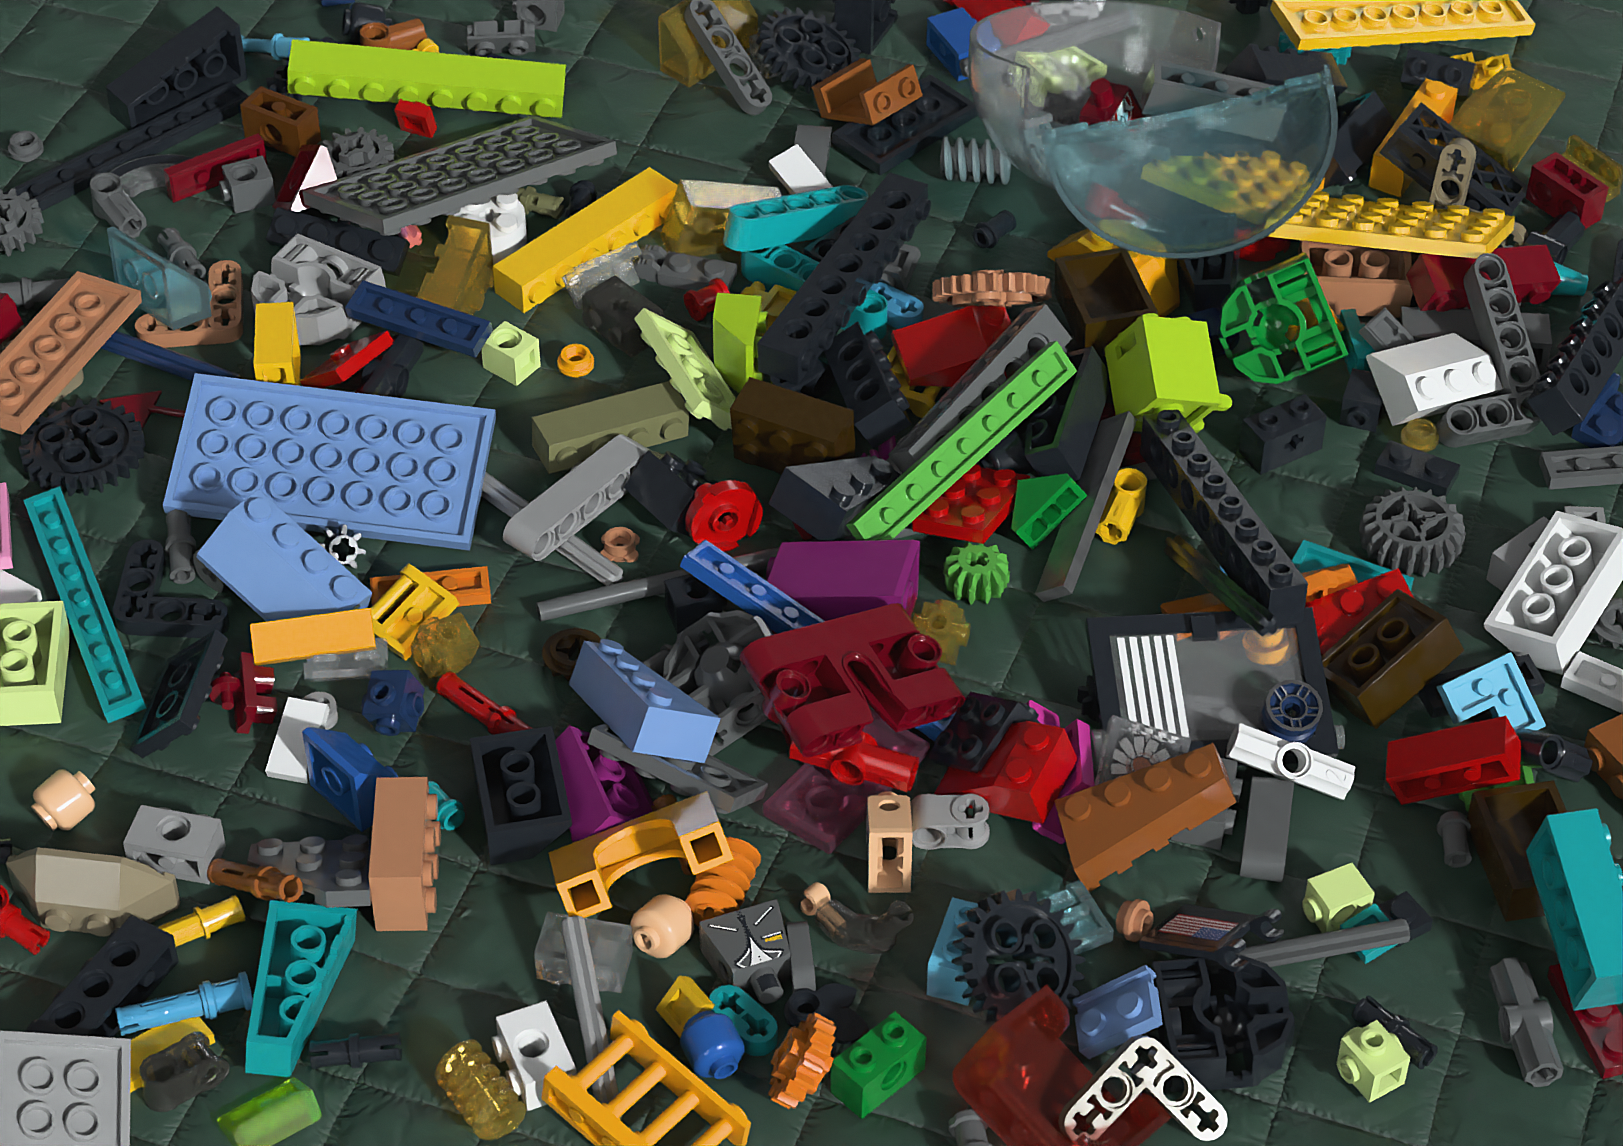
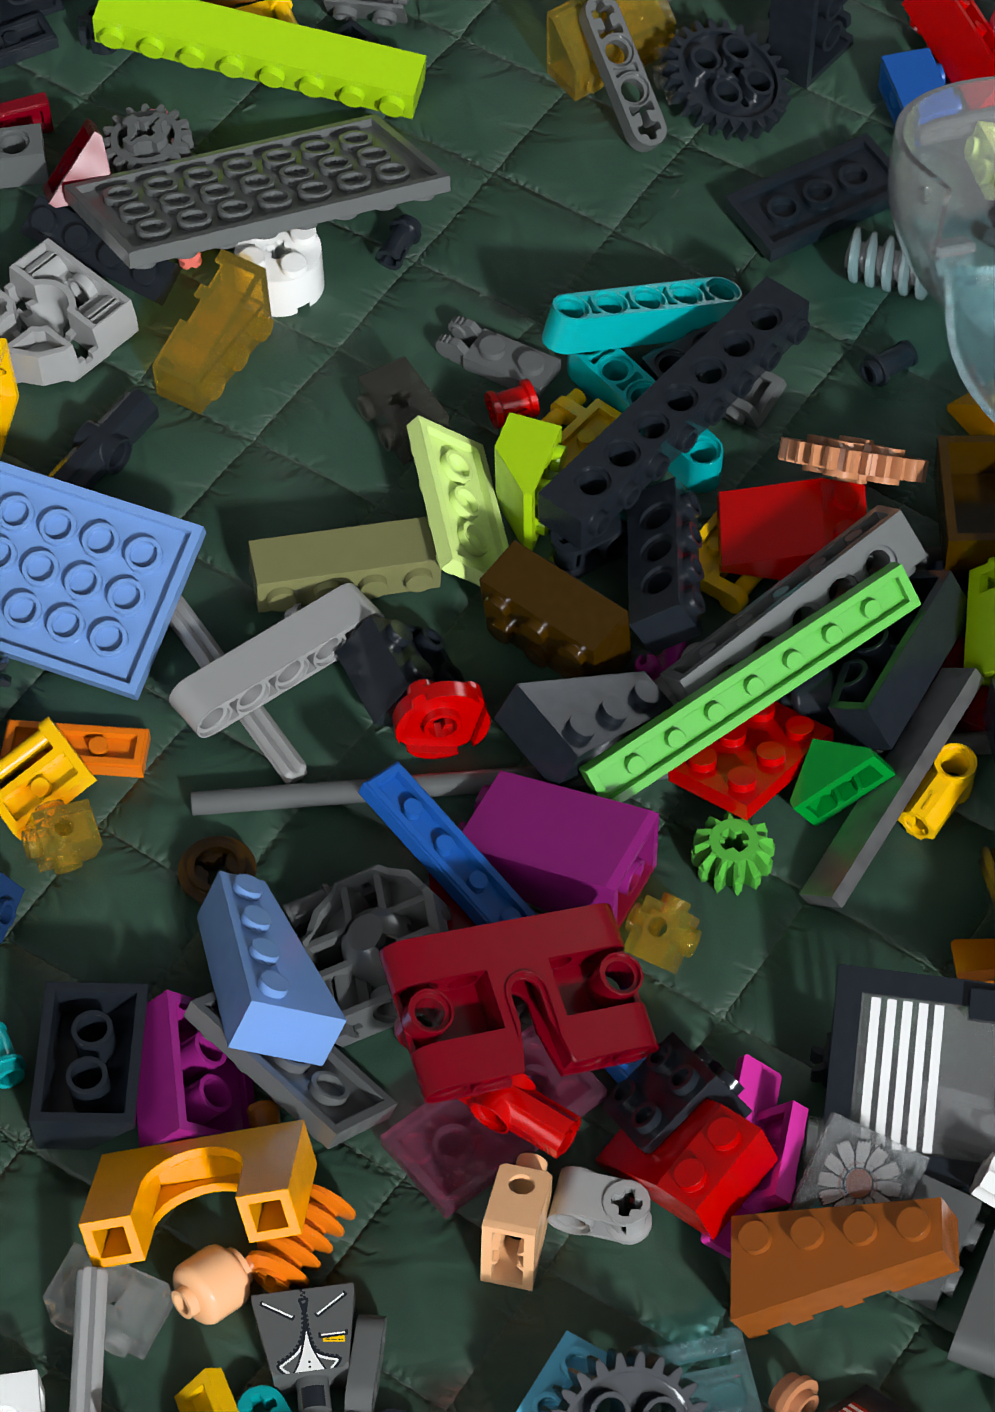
camera: 15 degrees right, 10 degrees up
(280, 120) = (76, 78): reddish brown brick -> none
(347, 360) = (60, 419): red plate -> none
(415, 118) = (237, 96): red plate -> none
(419, 318) = (155, 380): dark blue plate -> none
(475, 703) = (66, 895): red pin -> none
(511, 353) = (257, 439): yellowish green brick -> none
(540, 203) = (351, 235): olive pin -> none
(575, 360) = (334, 453): light orange plate -> none
(594, 272) = (413, 342): clear bracket -> none
(601, 227) = (390, 296): yellow brick -> none
(620, 545) = (314, 719): nougat plate -> none
(690, 600) = (368, 843): black brick -> none
(701, 212) = (531, 280): clear yellow wedge -> none
(797, 171) = (669, 248): white tile -> none
(815, 143) = (692, 219): dark grey slope -> none
(855, 931) = (446, 1342): clear smoke arm -> none
(859, 98) = (773, 154): dark orange panel -> none
(902, 307) = (742, 446): dark azure beam -> none

